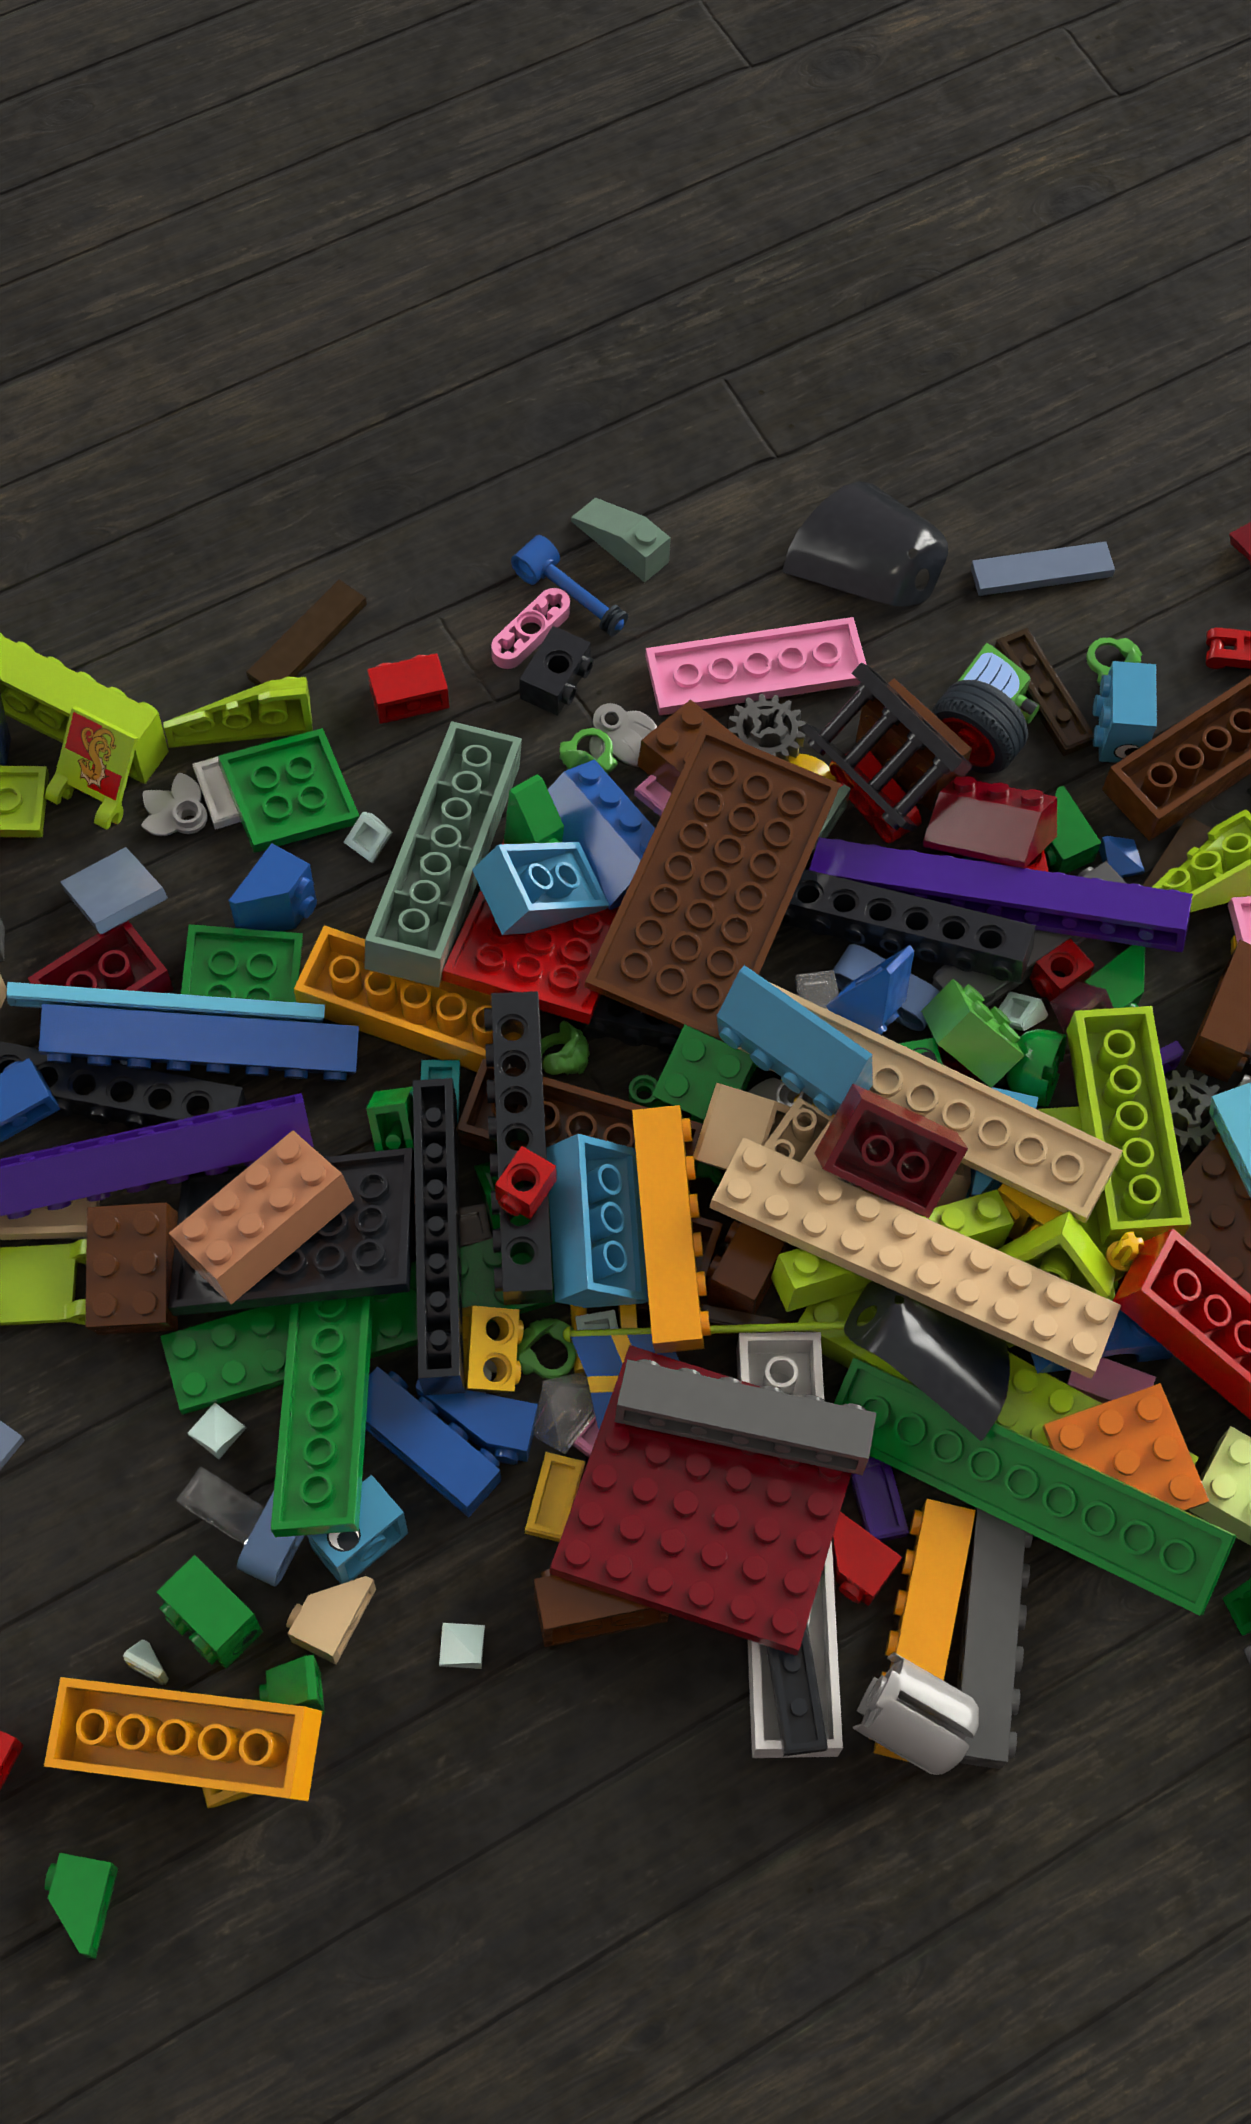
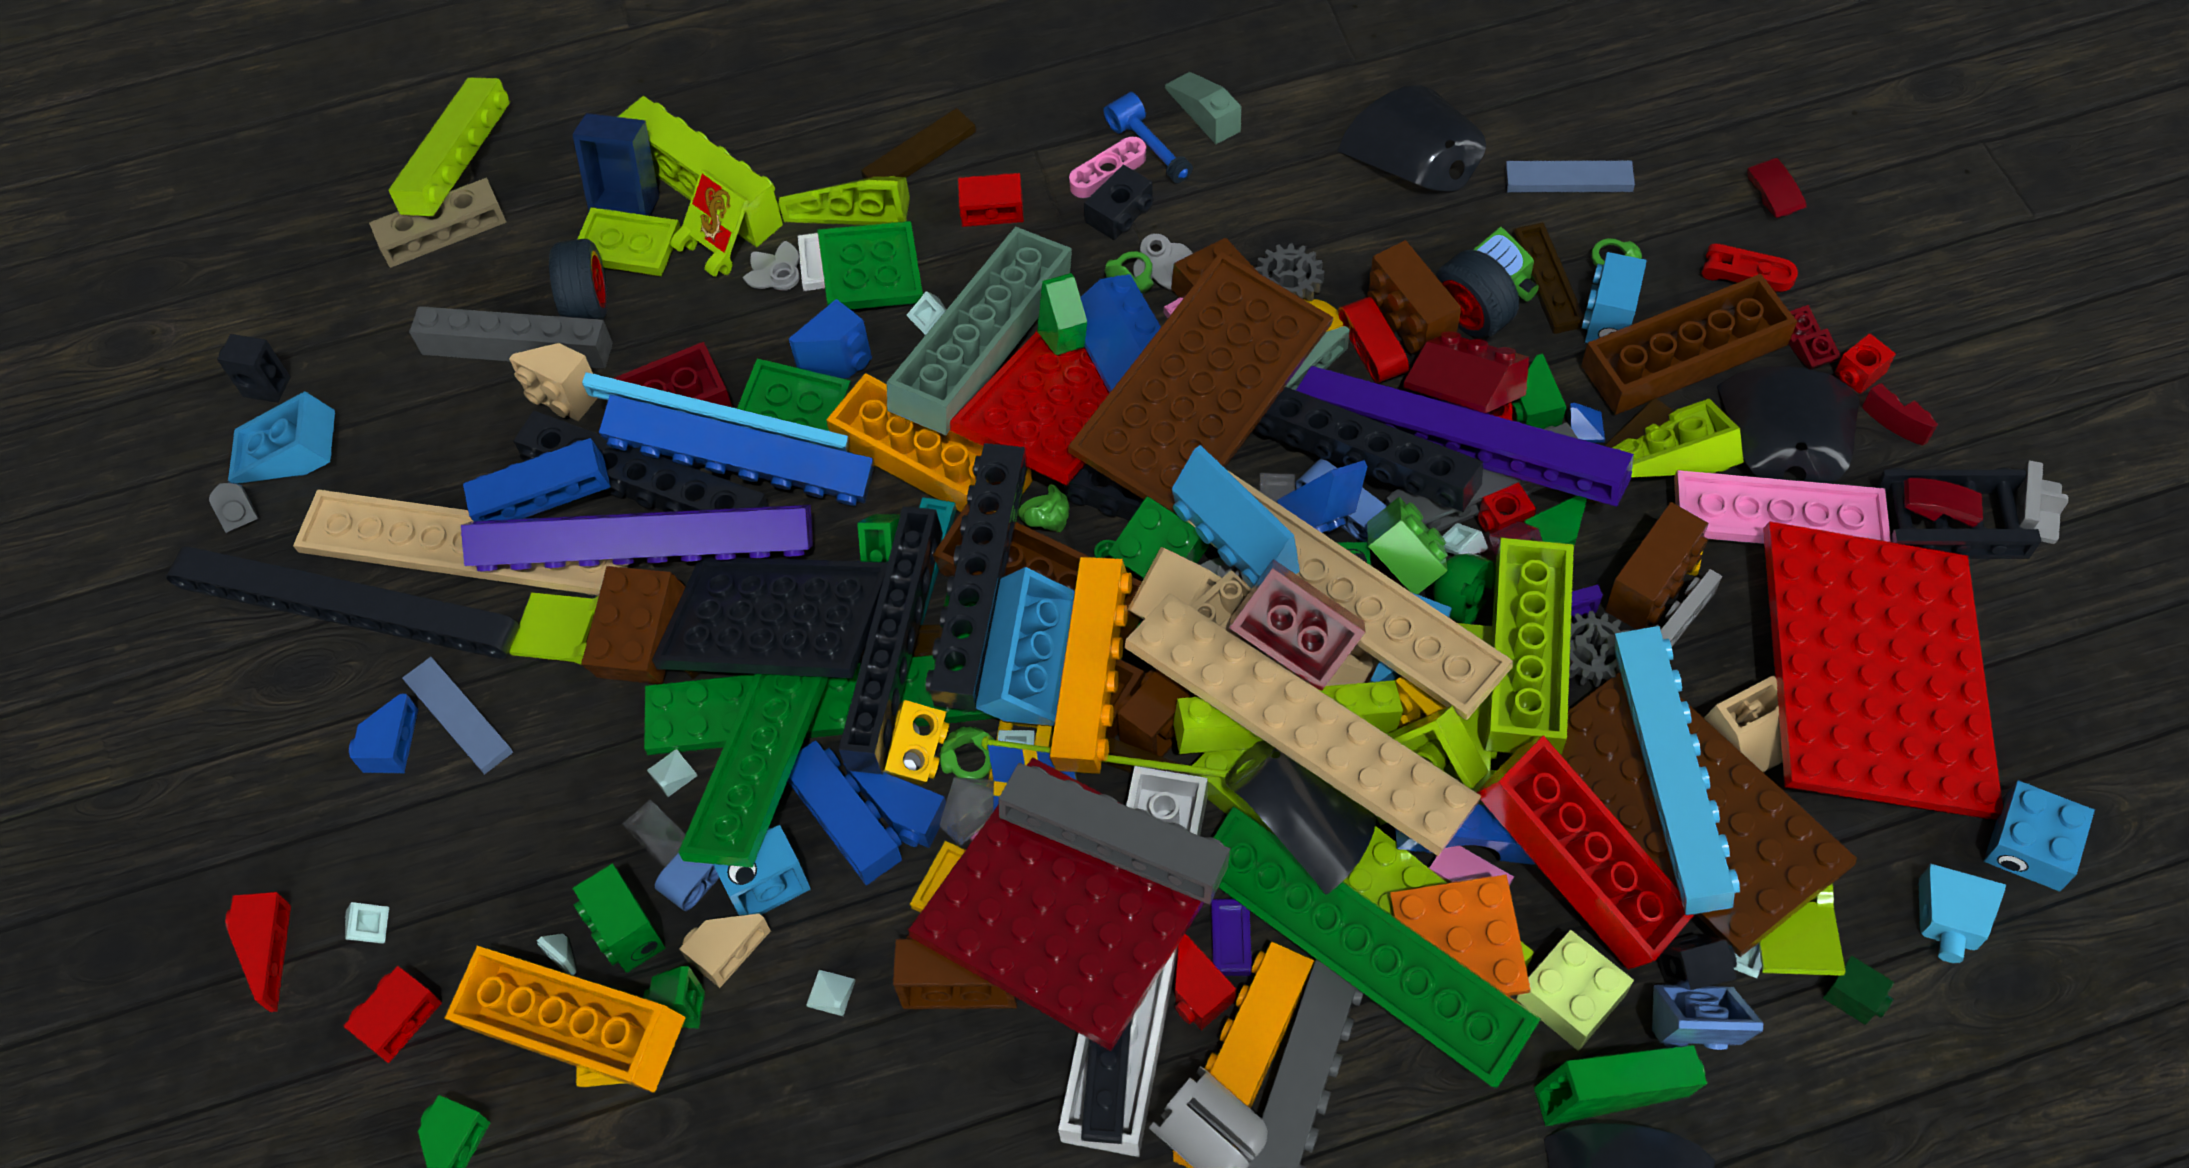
camera: 20 degrees right, 5 degrees down
(113, 890) = (702, 322): sand blue tile -> none
(262, 1216) = (746, 596): nougat brick -> none
(530, 1168) = (969, 587): red brick -> none
(538, 885) = (1051, 364): dark azure slope -> none
(755, 663) = (1303, 219): bright pink plate -> none
(921, 735) = (1415, 288): black fence -> none
(1123, 1252) = (1497, 754): yellow axle -> none

